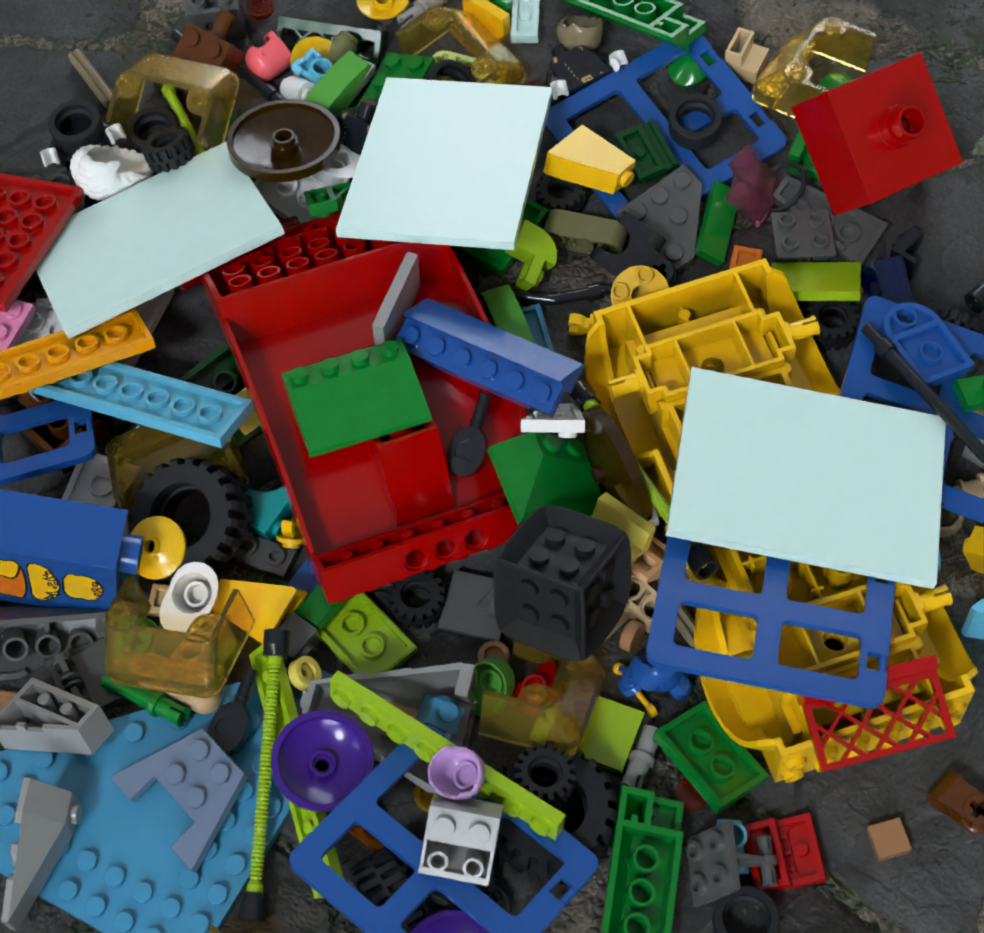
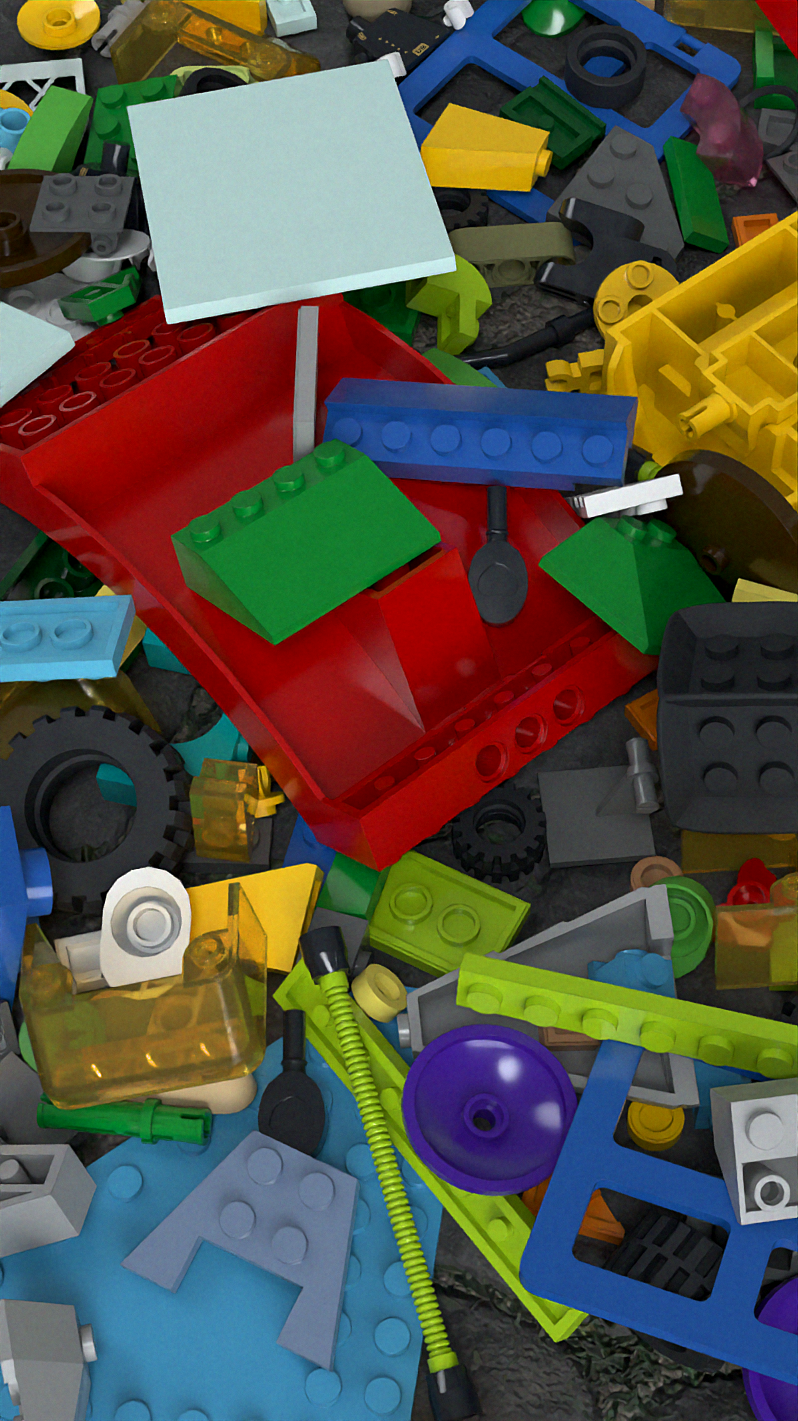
camera: 25 degrees left, 5 degrees down
(168, 549) = (82, 861): yellow dish -> none
(263, 539) = (224, 809): none -> clear yellow brick
(332, 140) = (84, 205): none -> dark grey hinge
(341, 45) = (29, 88): olive cone -> none
(456, 772) = (743, 1041): lavender hair -> none

